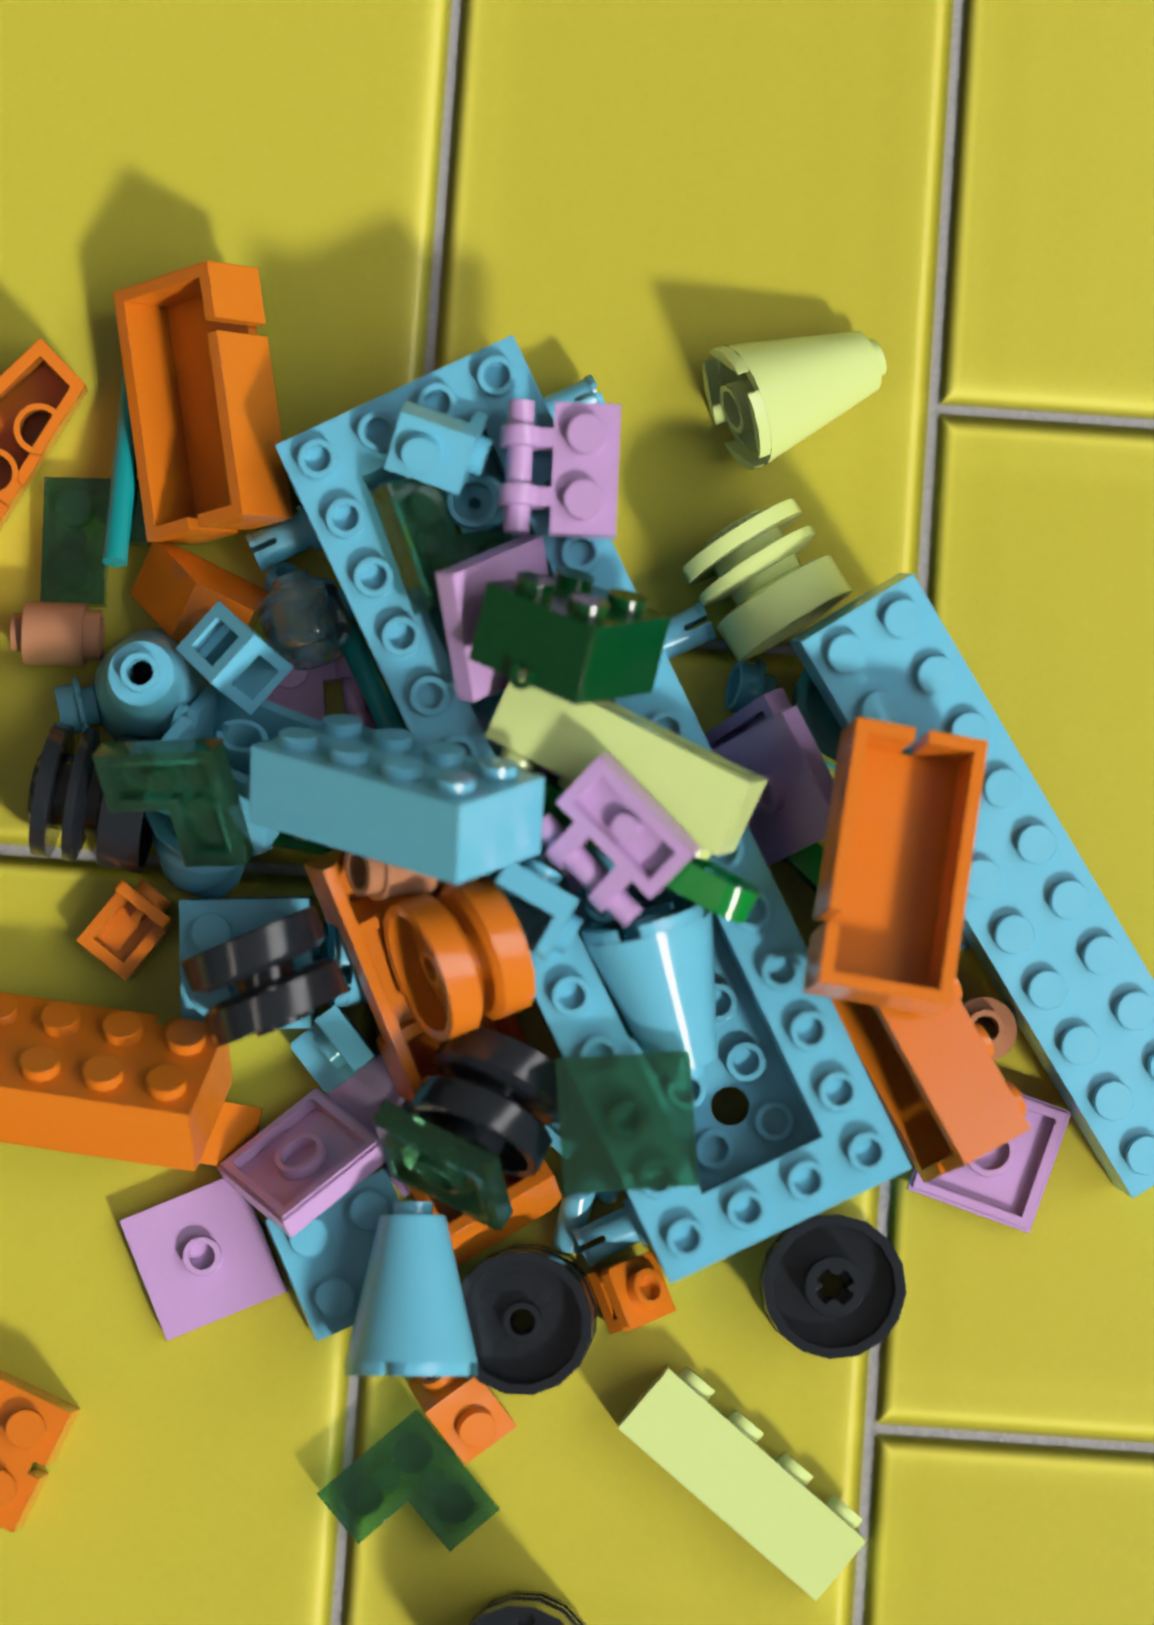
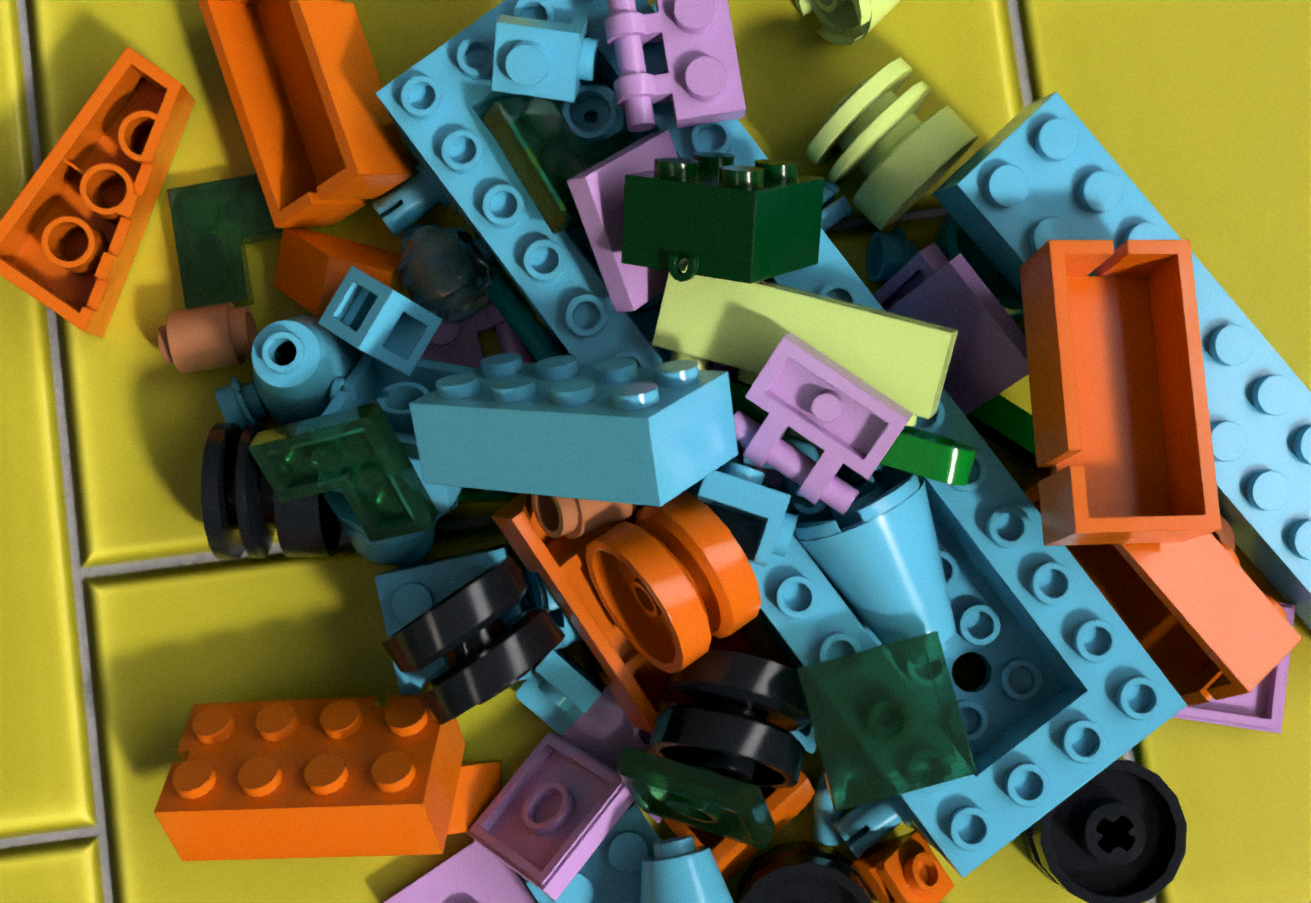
camera: 10 degrees left, 0 degrees up
(121, 489) = (242, 188): teal bar -> none
(128, 928) = (333, 611): orange bracket -> none

